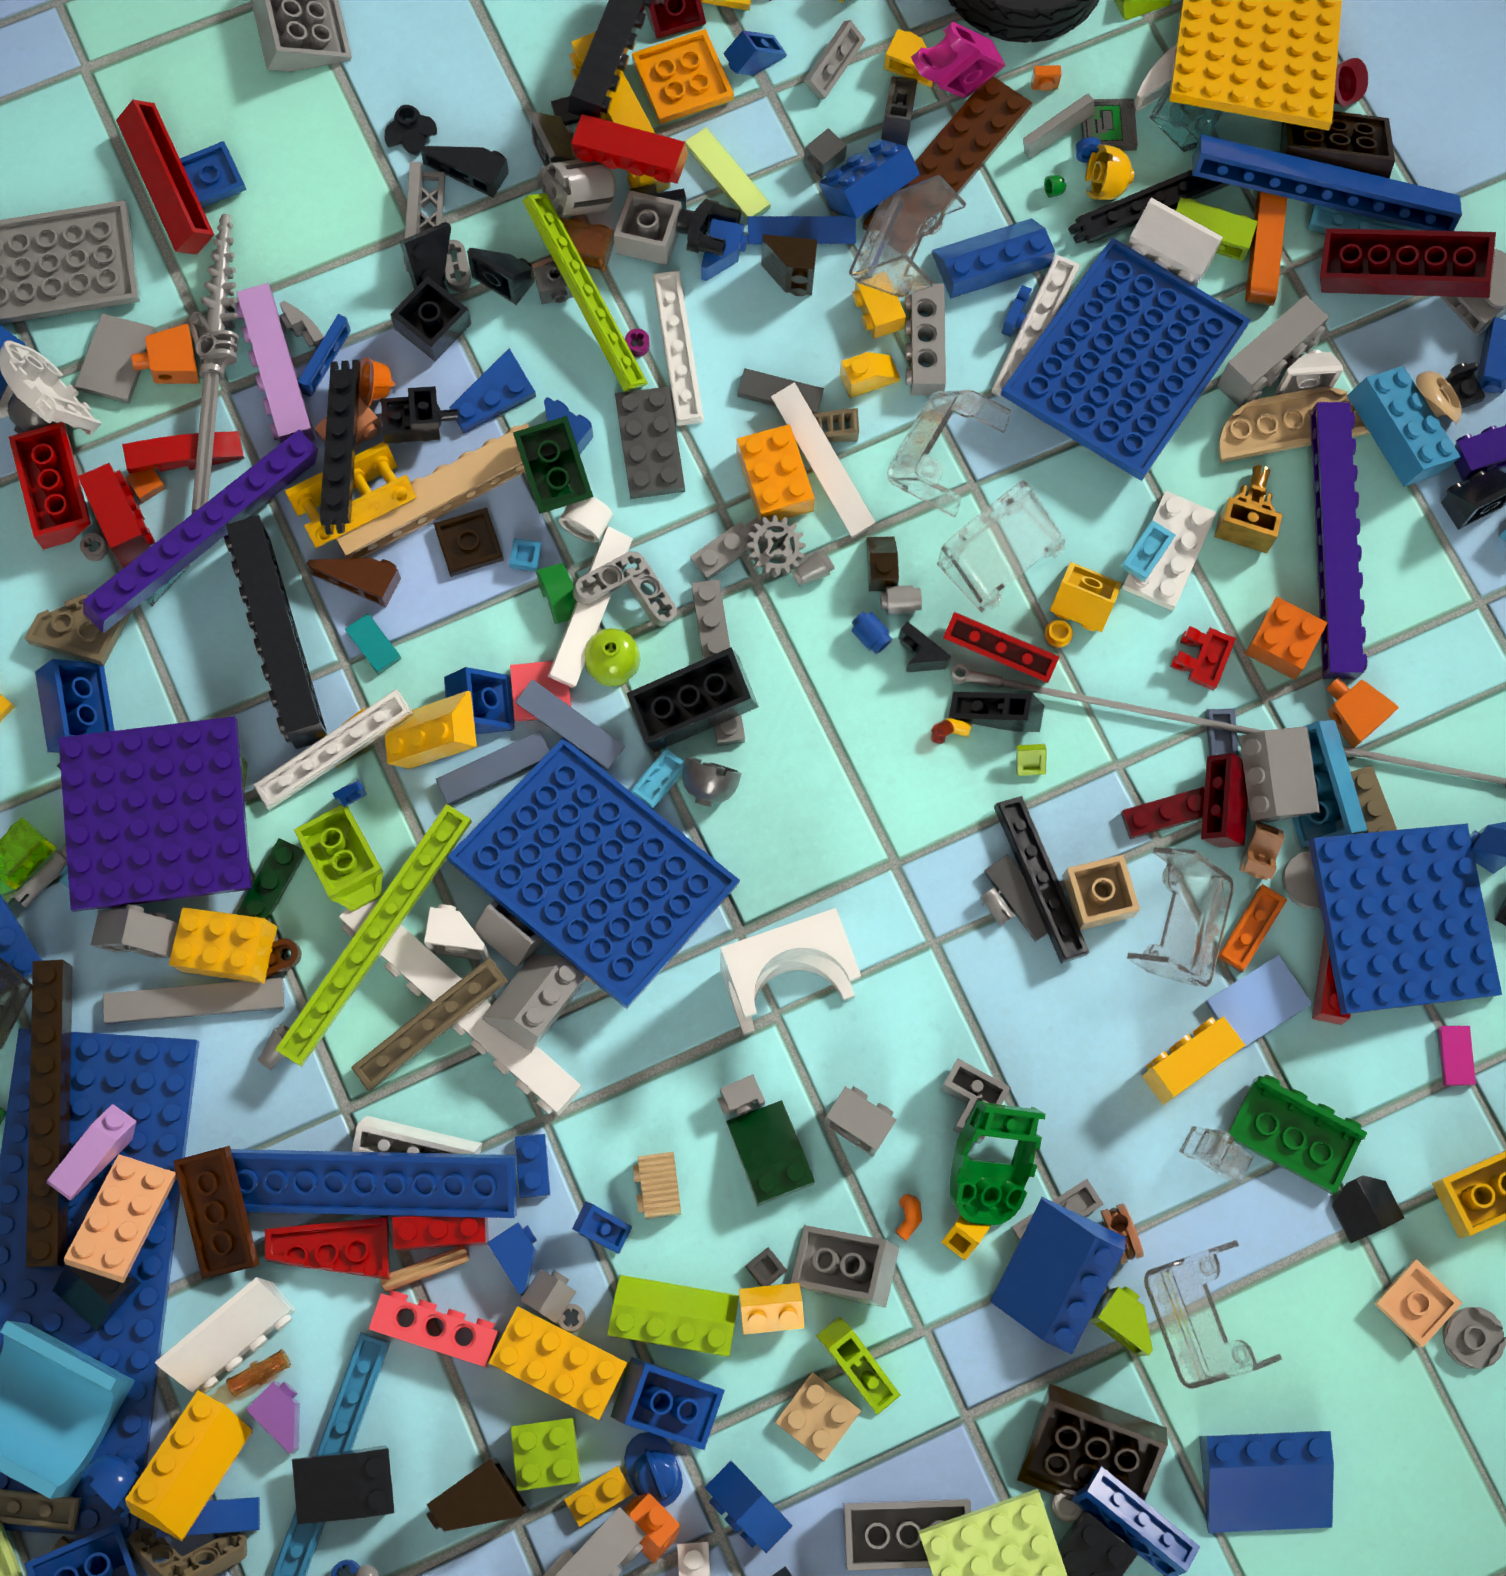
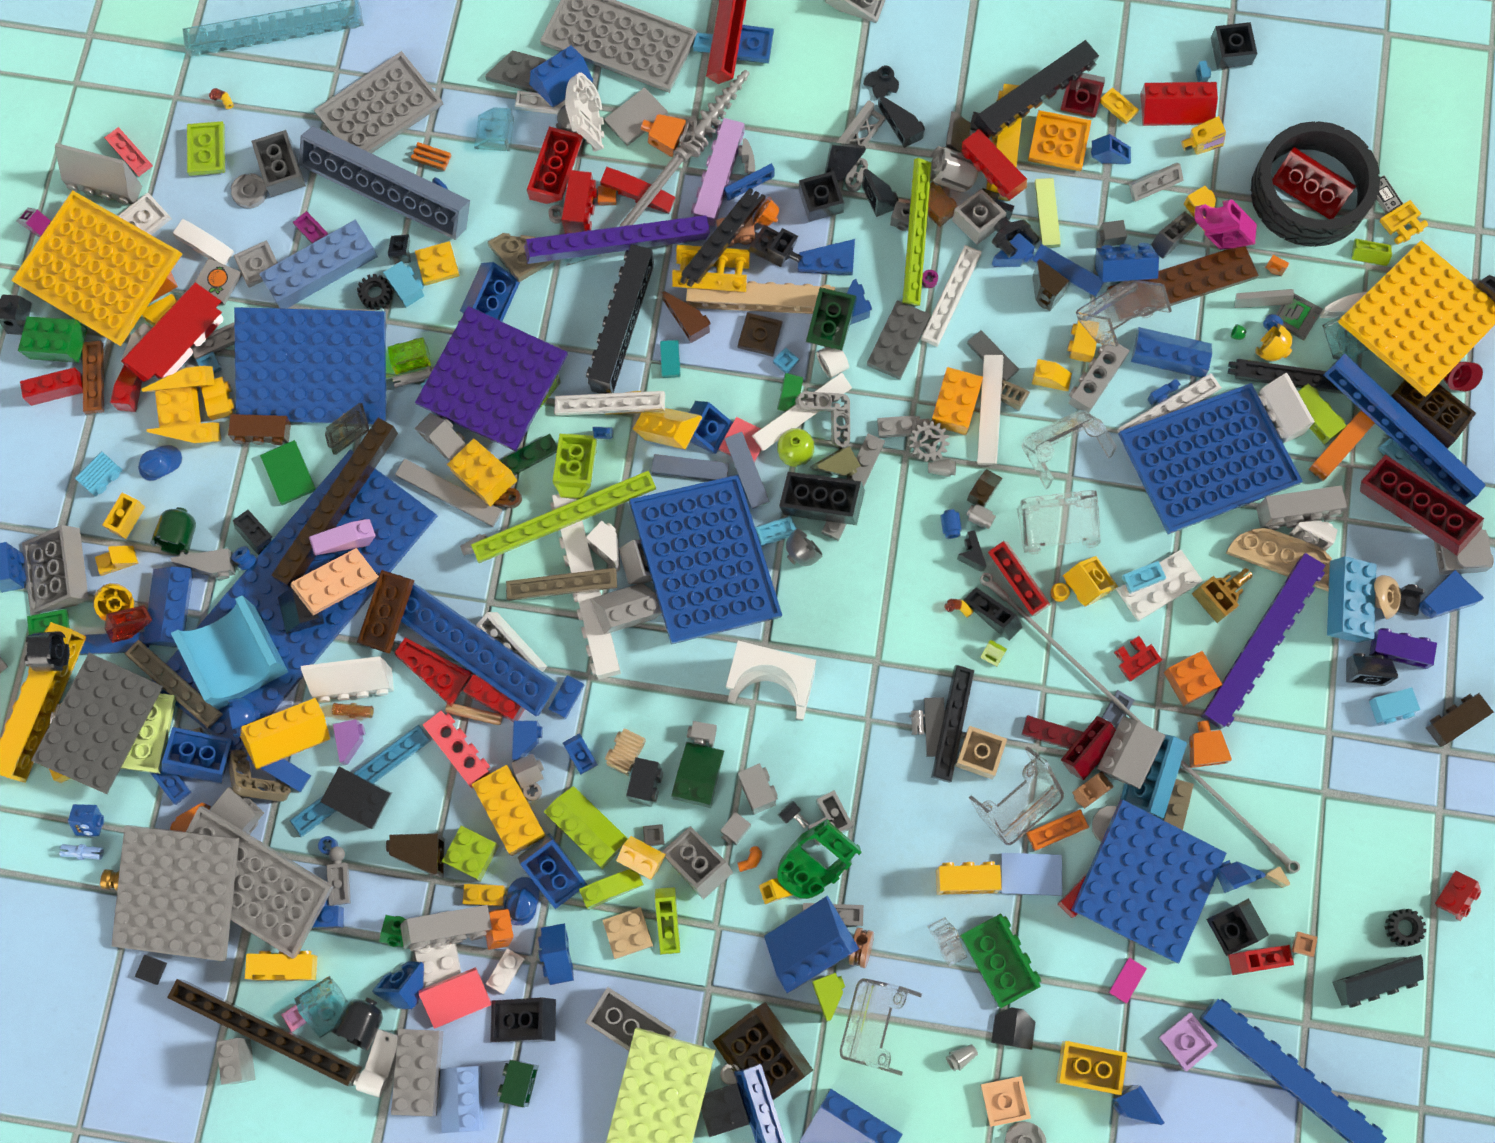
camera: 40 degrees right, 0 degrees up
(142, 211) = (703, 42): none -> dark azure plate
(682, 641) = (838, 463): none -> olive slope
(711, 1208) = (644, 782): none -> black brick
(758, 1373) = (610, 888): none -> lime slope
(864, 1191) = (735, 829): none -> light grey brick
(919, 1120) = (792, 811): none -> black piece
(1330, 1286) = (961, 1057): none -> light grey cone

